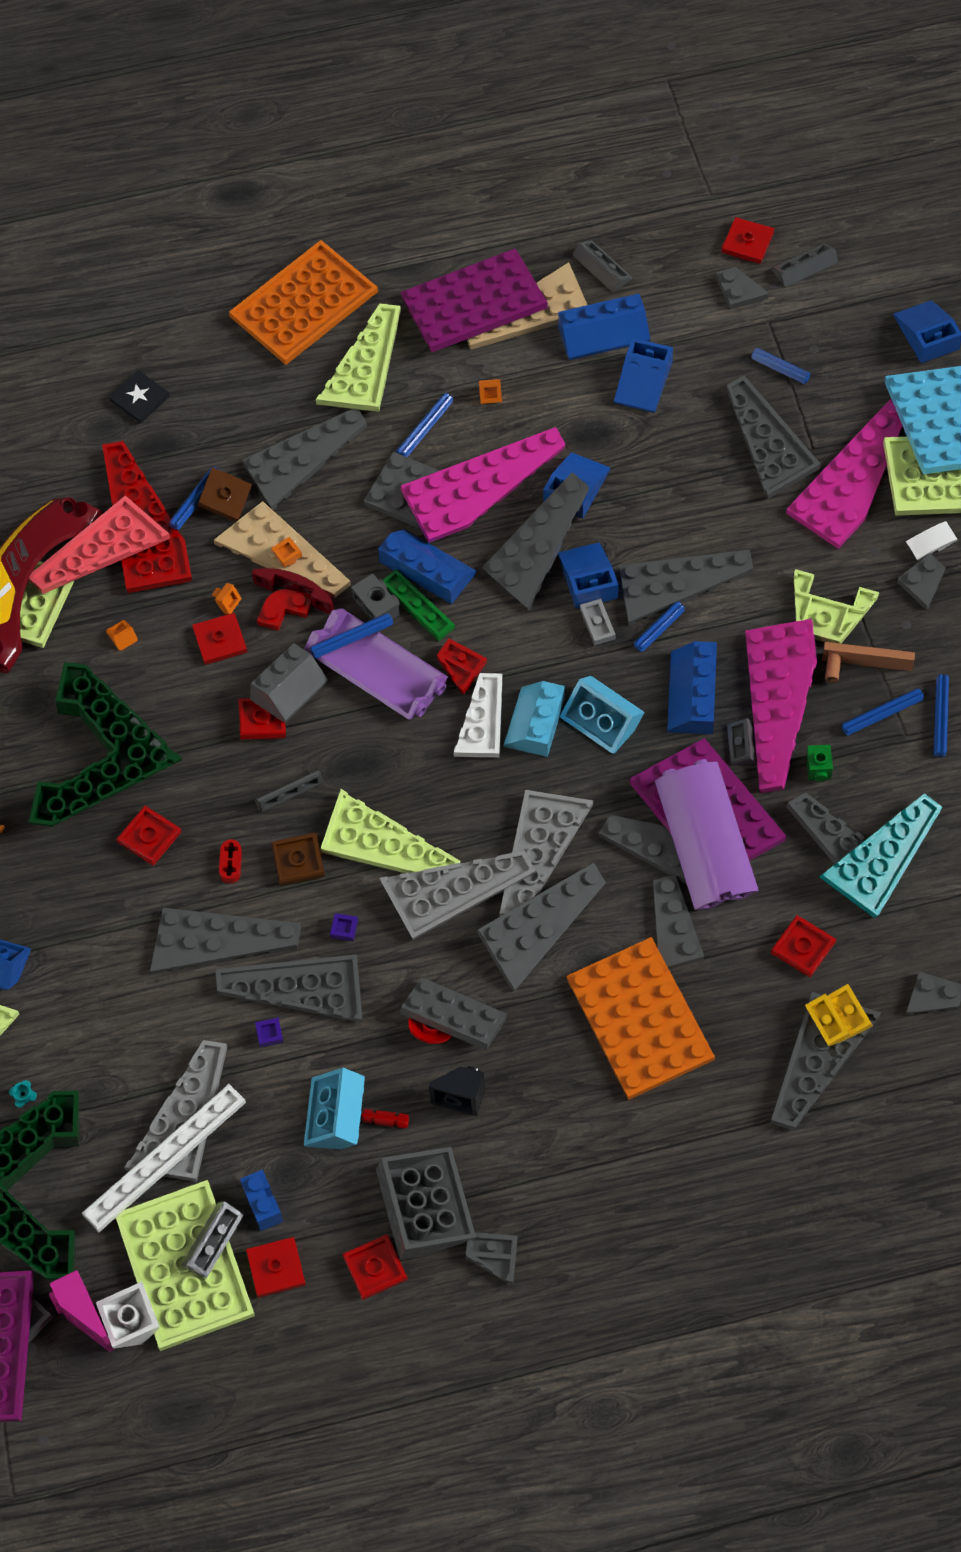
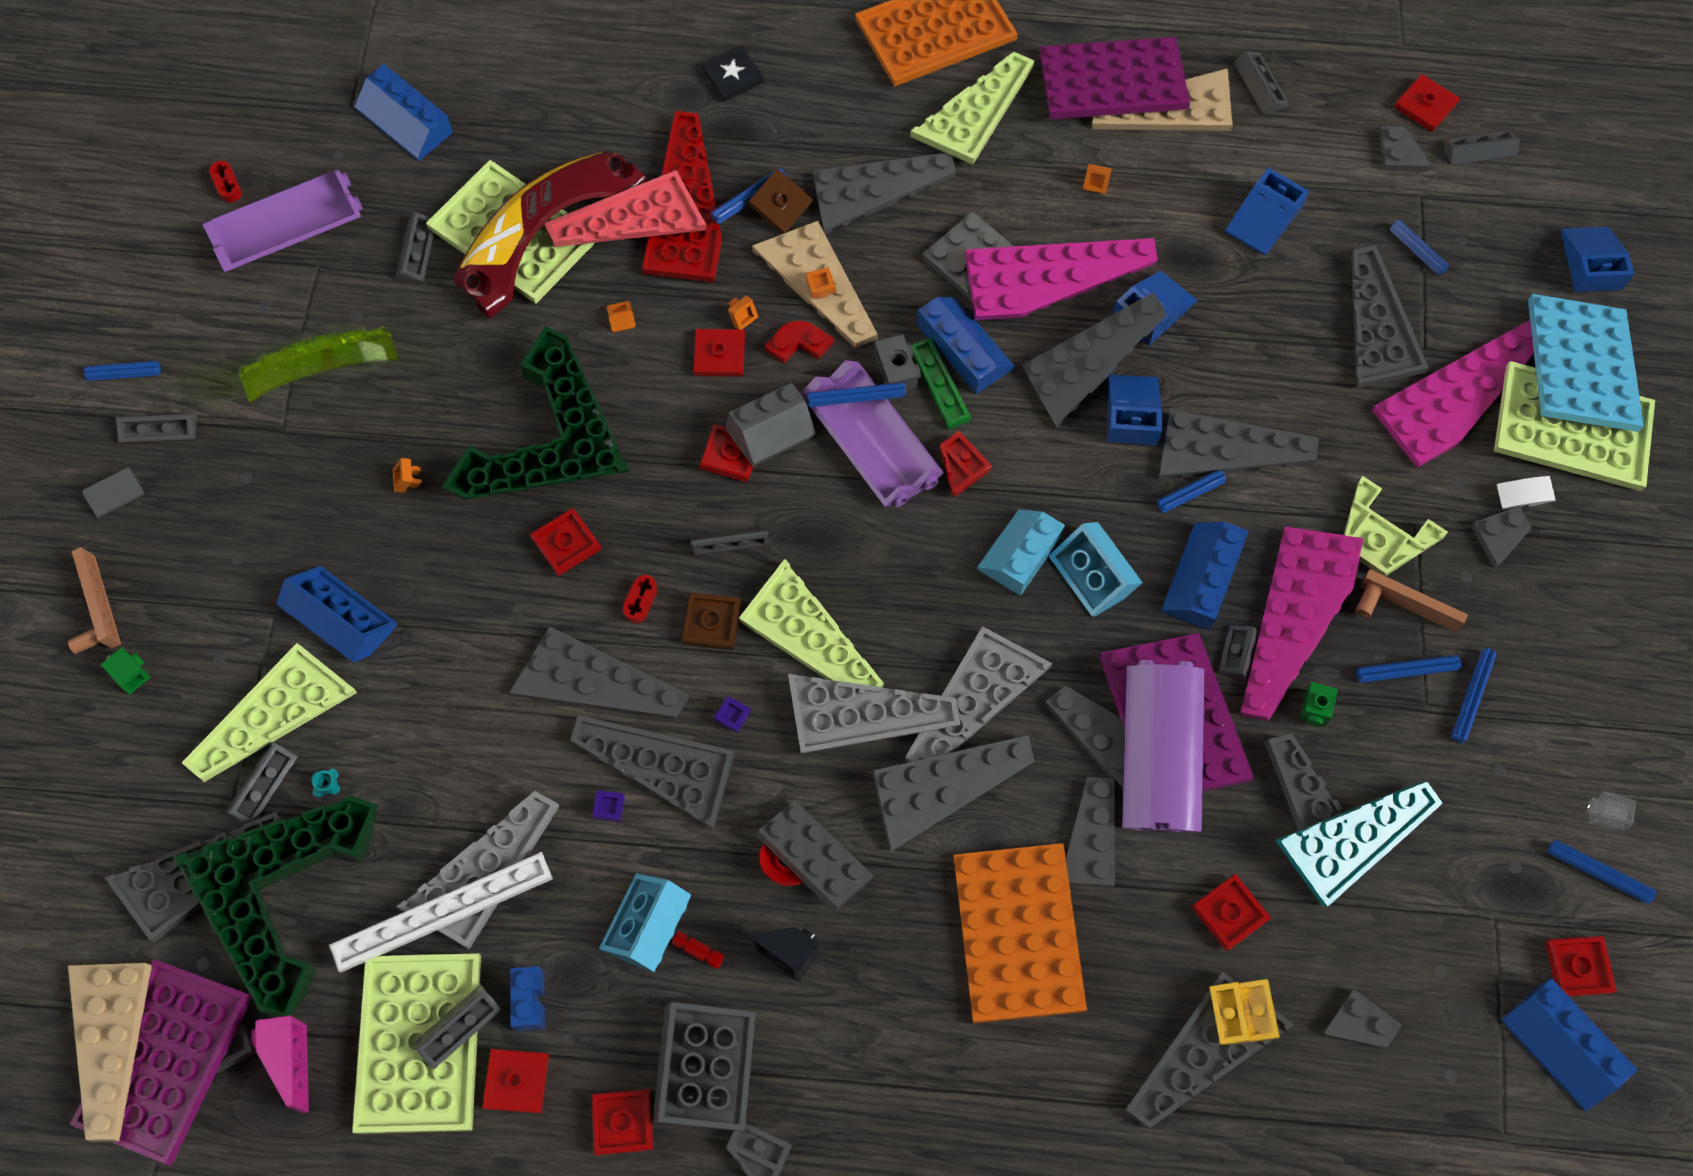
camera: 15 degrees right, 5 degrees up
(128, 1316) = (330, 1084): white slope -> none
(270, 578) = (796, 305): dark red slope -> none
(425, 425) = (1016, 193): blue axle -> none
(483, 719) = (962, 537): white wing -> none
(597, 622) = (1125, 464): light grey plate -> none
(603, 326) = (1240, 146): blue slope -> none

